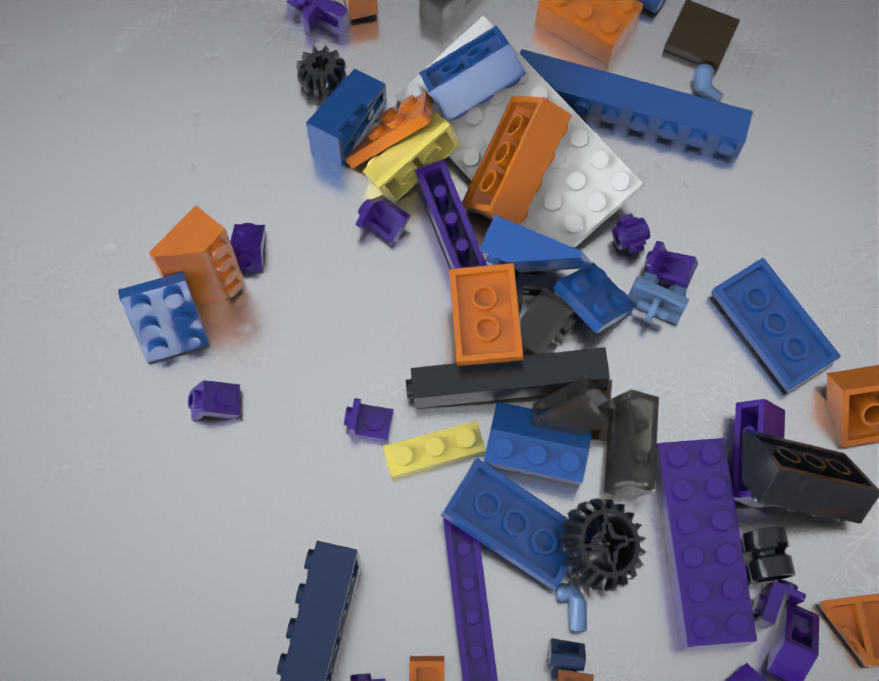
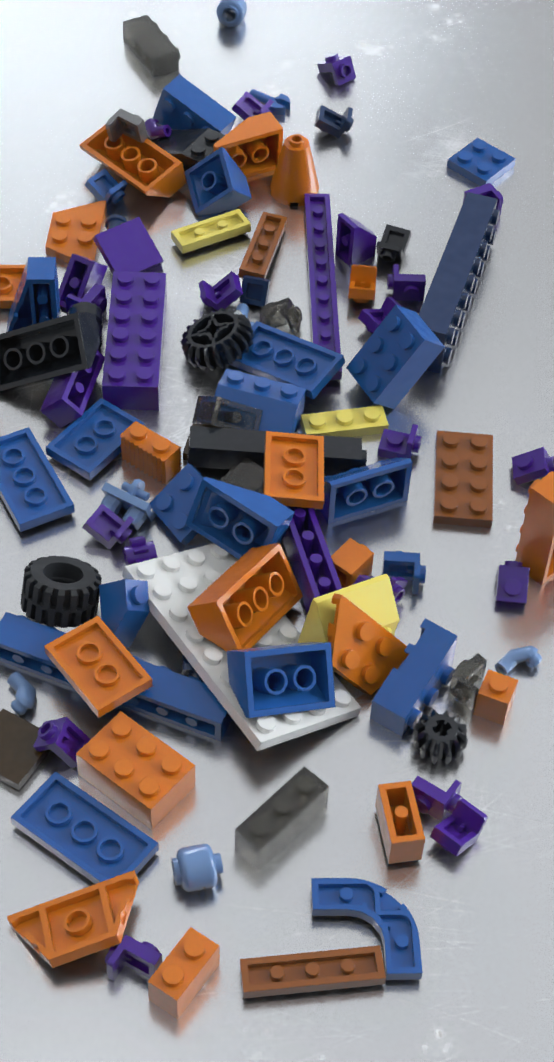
camera: 175 degrees left, 20 degrees down
(245, 165) = (514, 656): none -> medium blue arm
(269, 110) = (495, 697): none -> orange brick
(295, 133) = (465, 678): none -> clear smoke bracket
(295, 384) = (463, 479): none -> dark orange plate
(360, 250) = (405, 566): none -> blue bracket
(378, 512) = (395, 357): none -> blue brick
(397, 623) = (373, 317): none -> dark purple bracket
(407, 338) = (366, 489): none -> blue slope
(414, 246) = (351, 561): none -> orange brick
(528, 614) = (281, 313): none -> clear smoke bracket
(612, 644) = (222, 293): none -> dark purple bracket
(631, 445) = (178, 397): clear smoke brick -> none
(636, 150) = (124, 607): none -> blue slope
(643, 80) = (98, 666): none -> orange plate
(647, 367) = (150, 452): none -> orange brick
(658, 31) = (62, 738): none -> dark purple bracket
(712, 387) = (91, 439): none -> blue plate
(718, 148) = (60, 591): none -> black tyre
(833, 566) = (36, 295): none -> blue wedge

